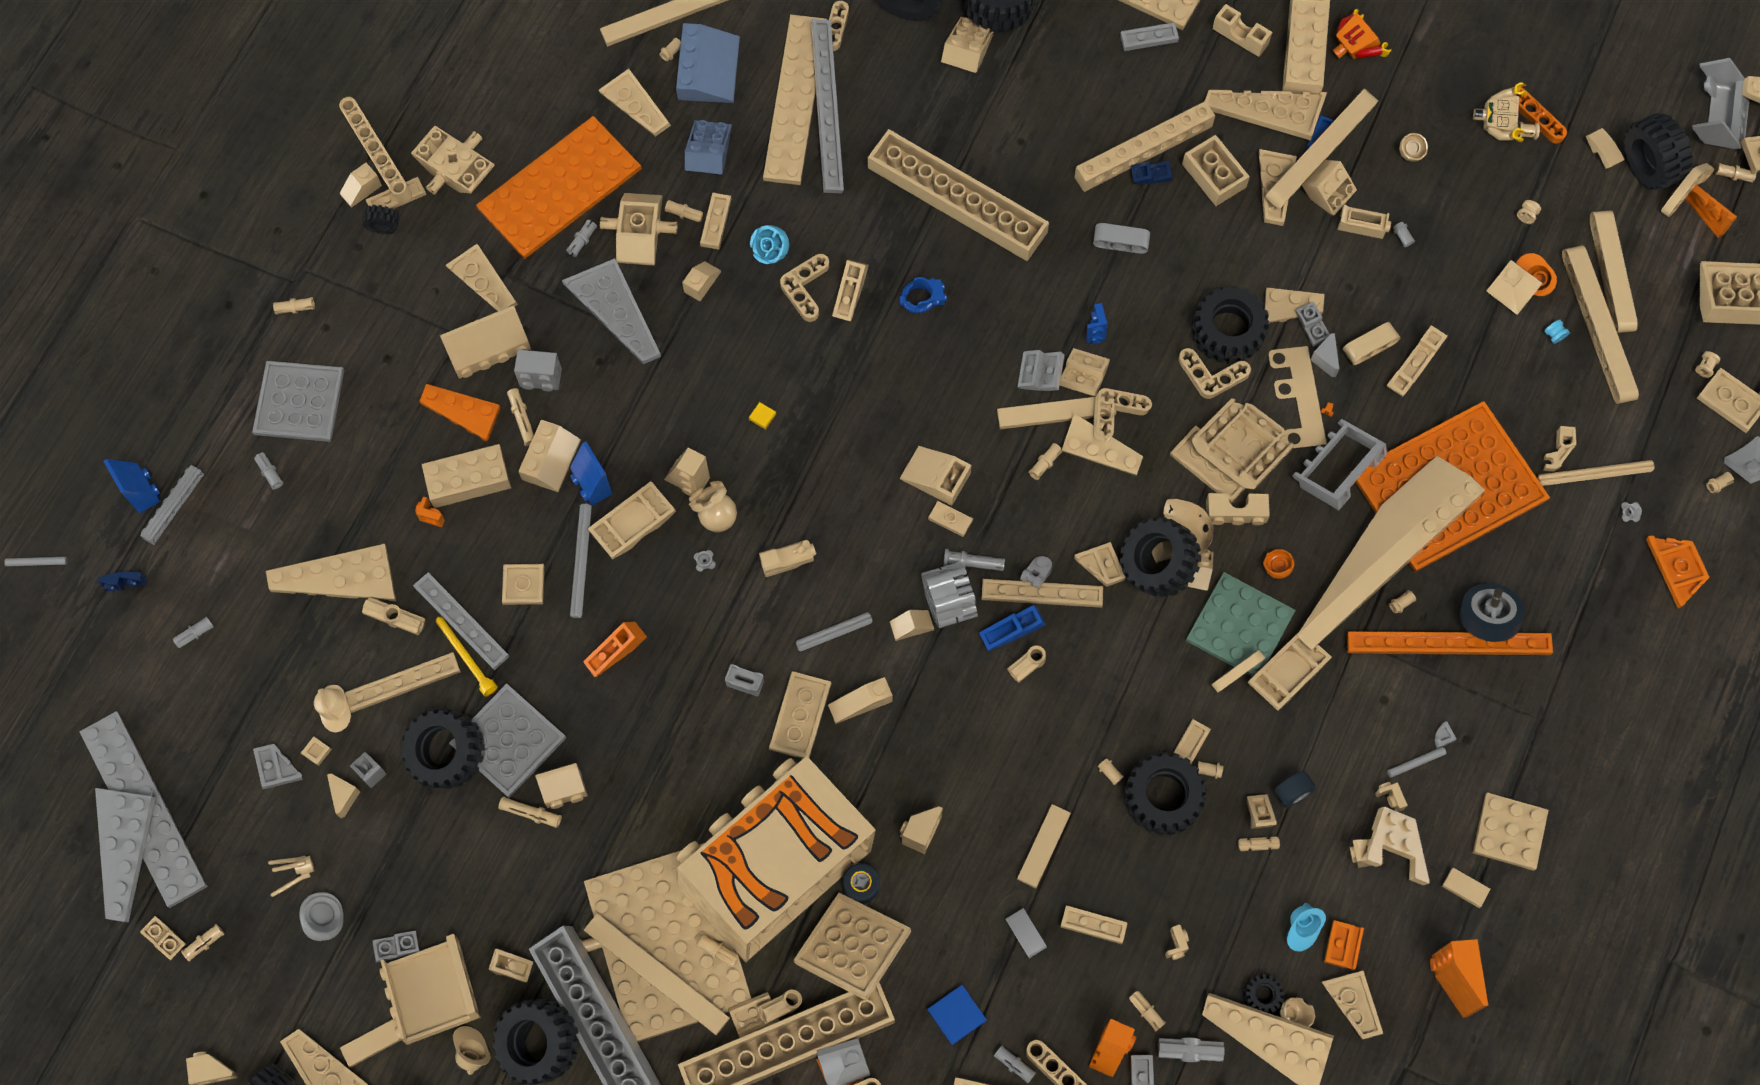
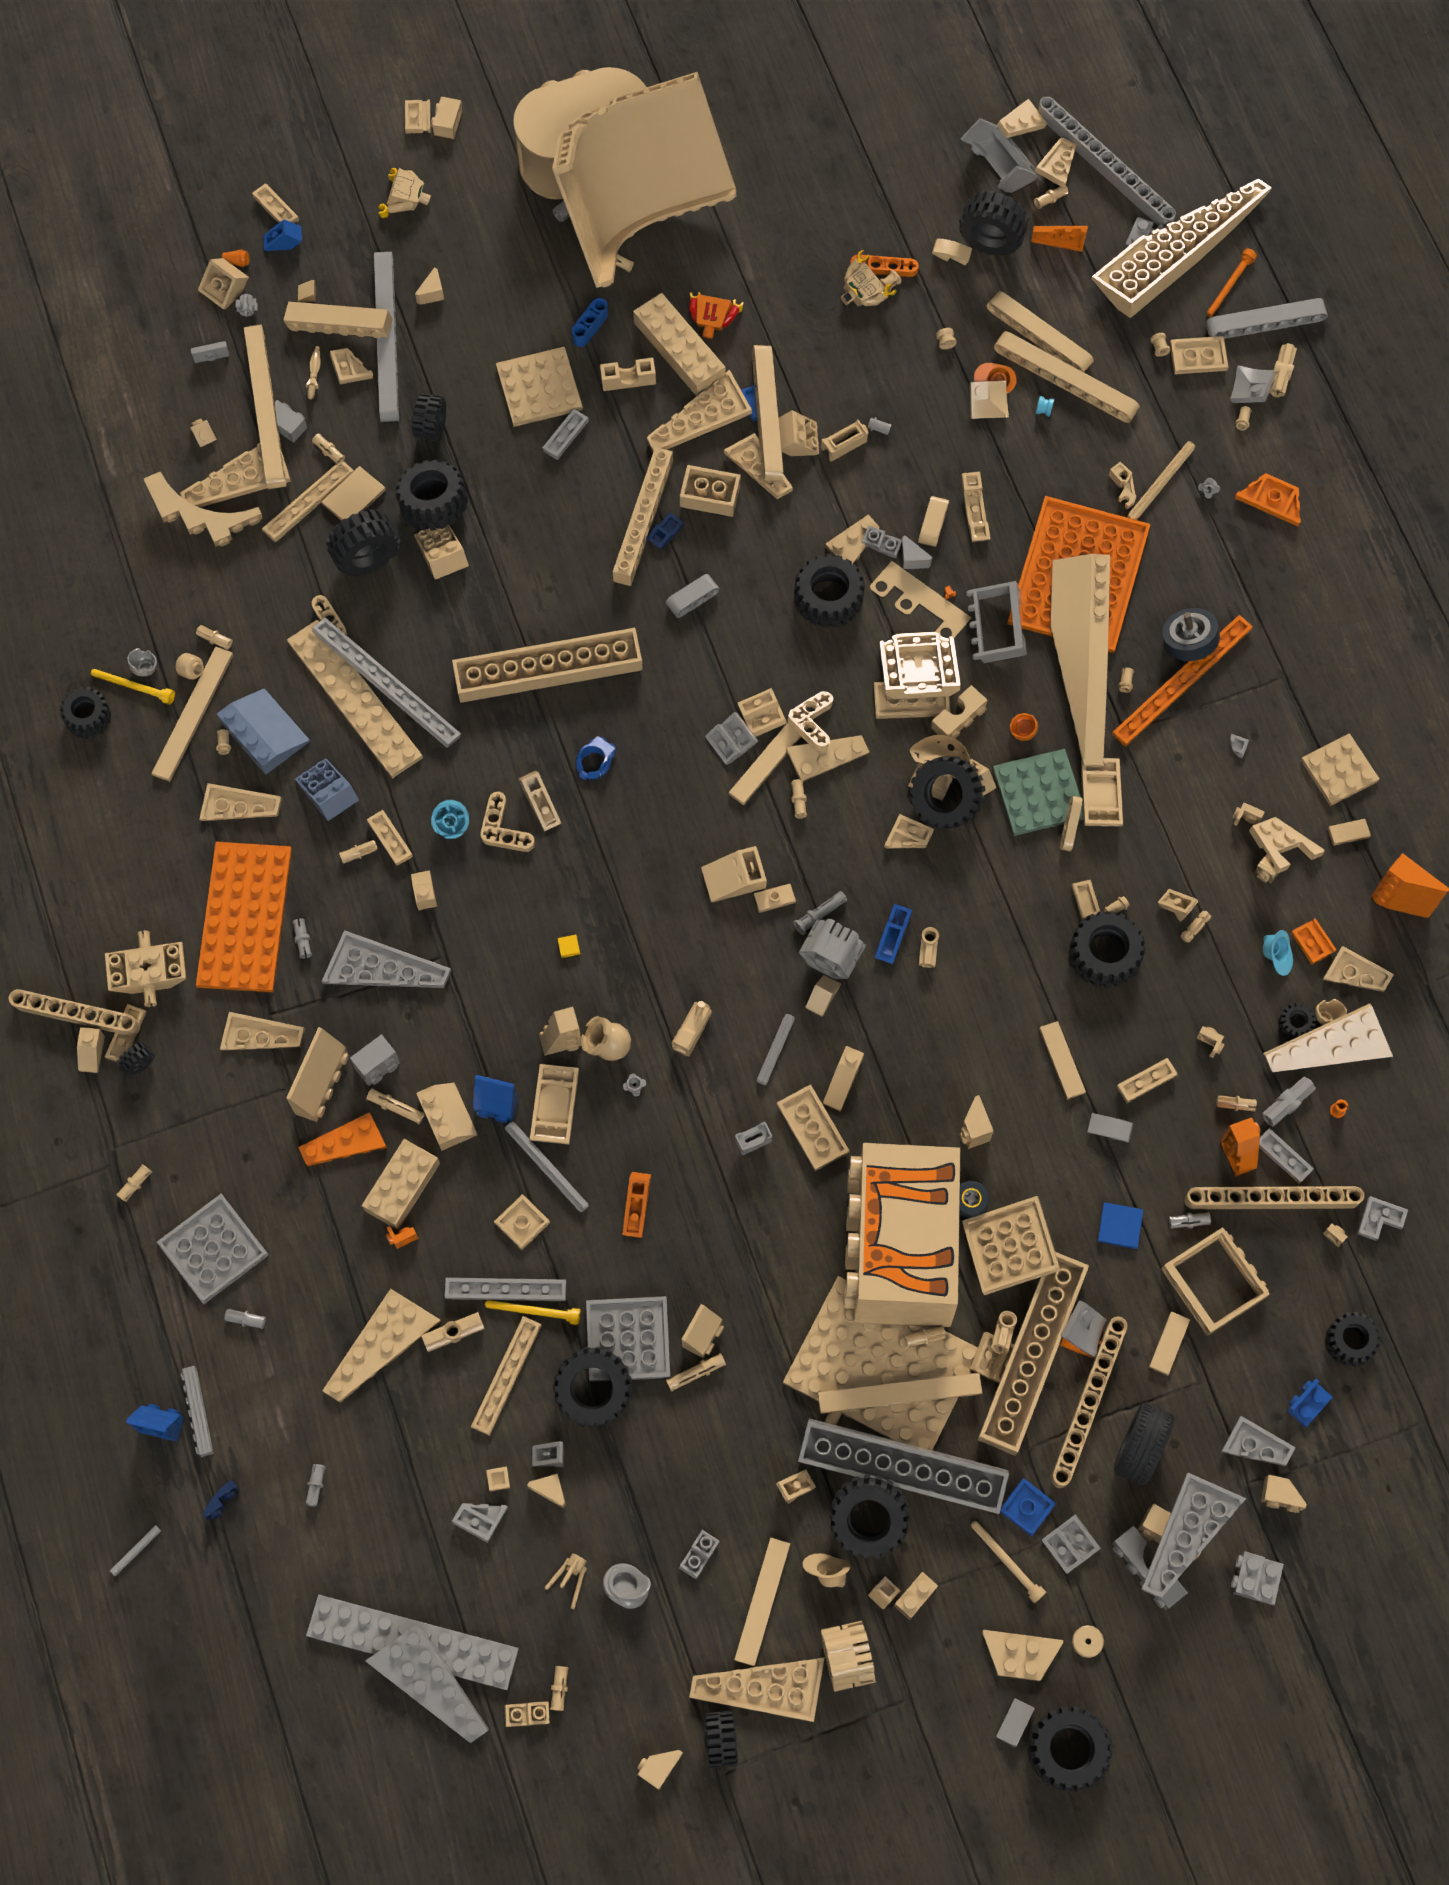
camera: 45 degrees left, 0 degrees up
(333, 708) = (478, 1437): tan piece -> none
(429, 991) = (757, 1558): tan panel -> none
(638, 228) = (347, 905): tan slope -> none
(1041, 567) = (870, 874): light grey plate -> none
(1047, 594) = (888, 891): tan tile -> none
(1098, 328) = (741, 670): blue bracket -> none
(1110, 771) = (1055, 969): tan pin -> none
(1209, 380) = (849, 643): tan beam -> none
(1295, 789) = (1184, 867): black wheel -> none
(1413, 147) = (826, 359): tan hair -> none
(1416, 762) = (1239, 778): light grey bar -> none
(1696, 176) = (1033, 234): tan beam -> none

